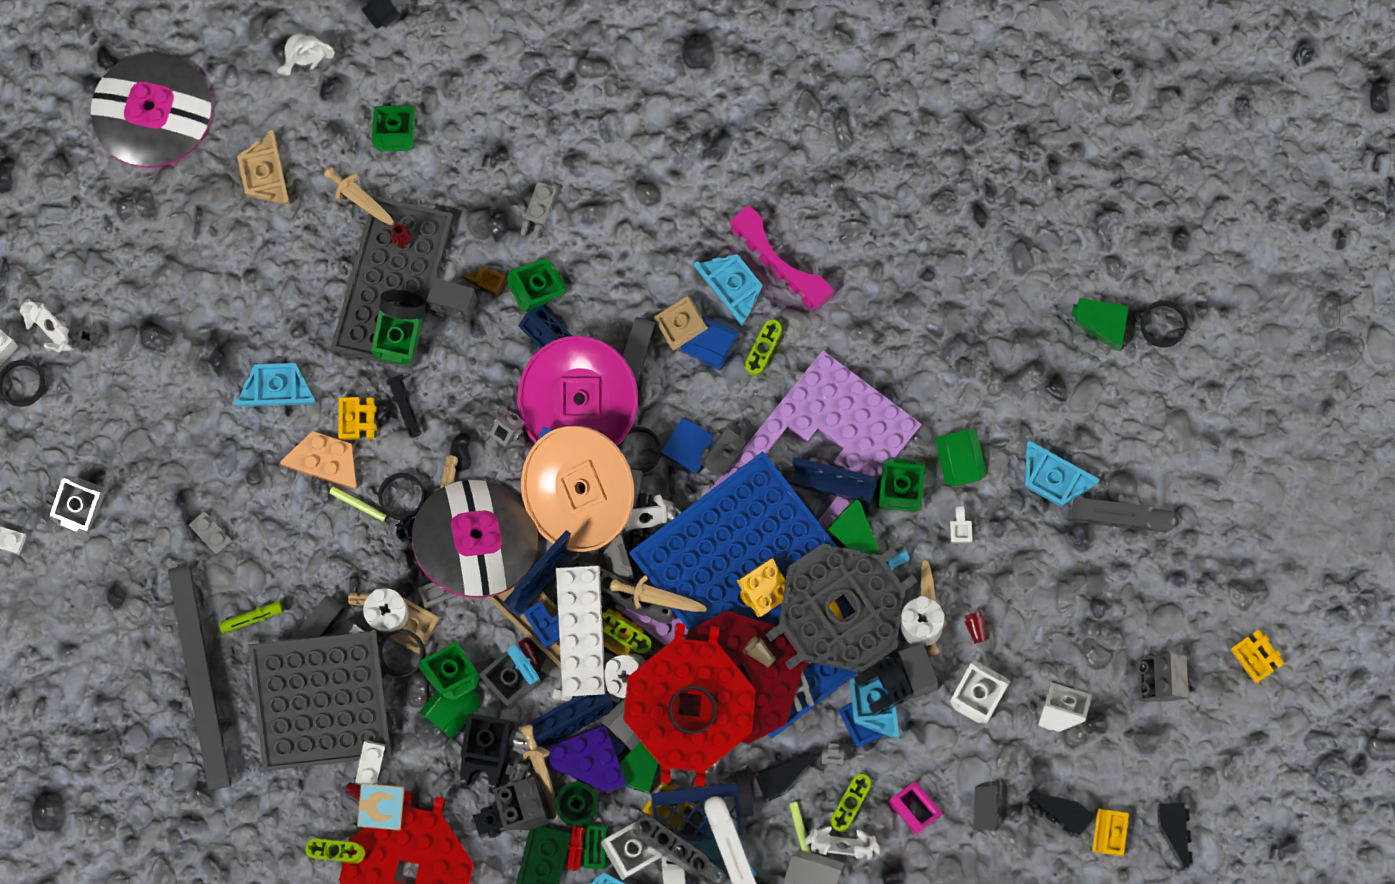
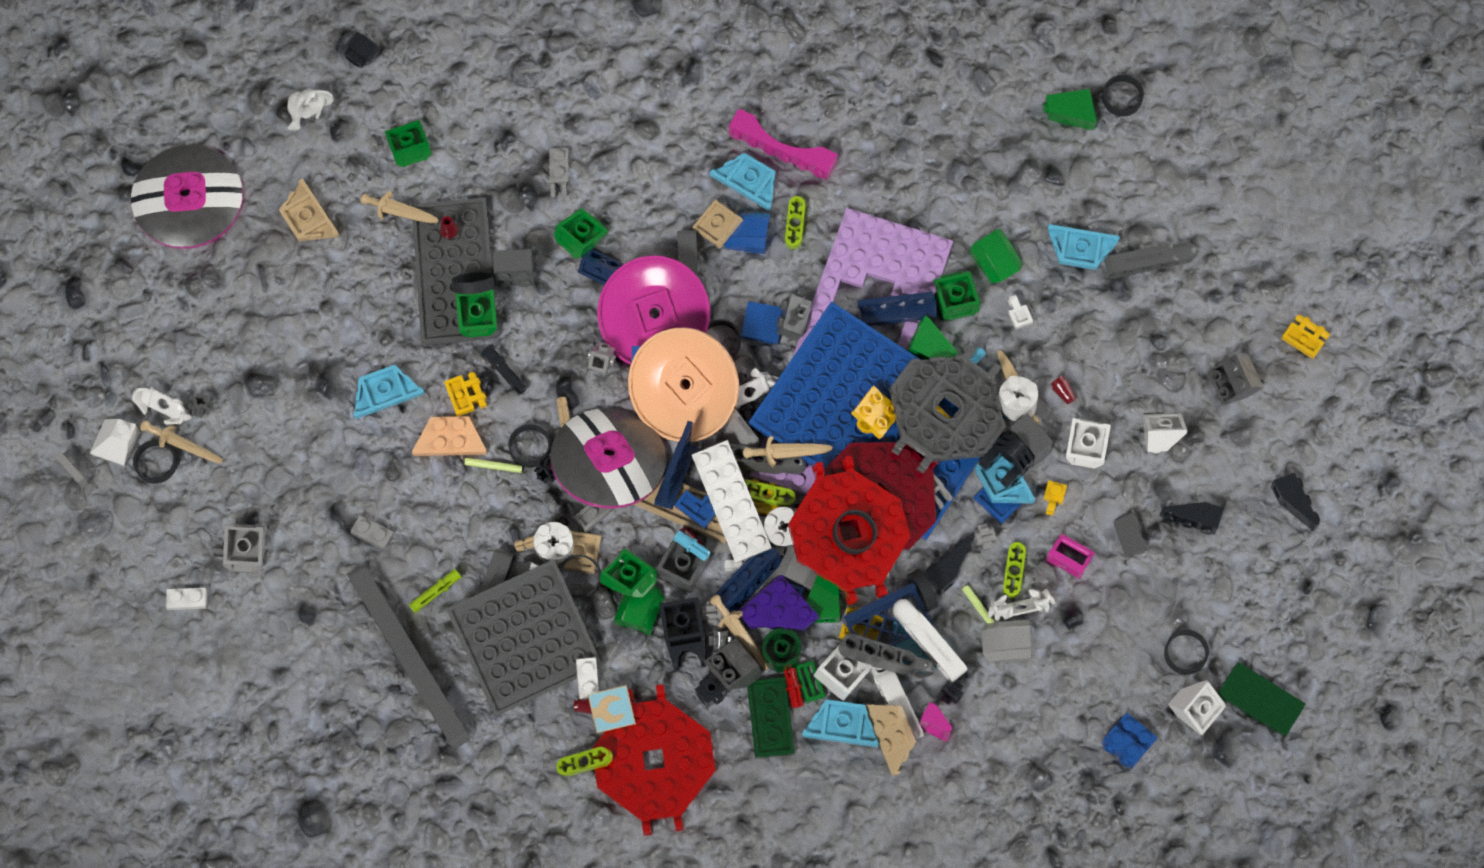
camera: 25 degrees left, 5 degrees down
(43, 362) = (168, 435): none -> tan sword
(487, 280) = (537, 243): pearl gold slope -> none
(758, 650) = (891, 465): dark tan cone -> none
(924, 737) = (1054, 495): none -> yellow plate
(1110, 832) = (1241, 519): yellow plate -> none

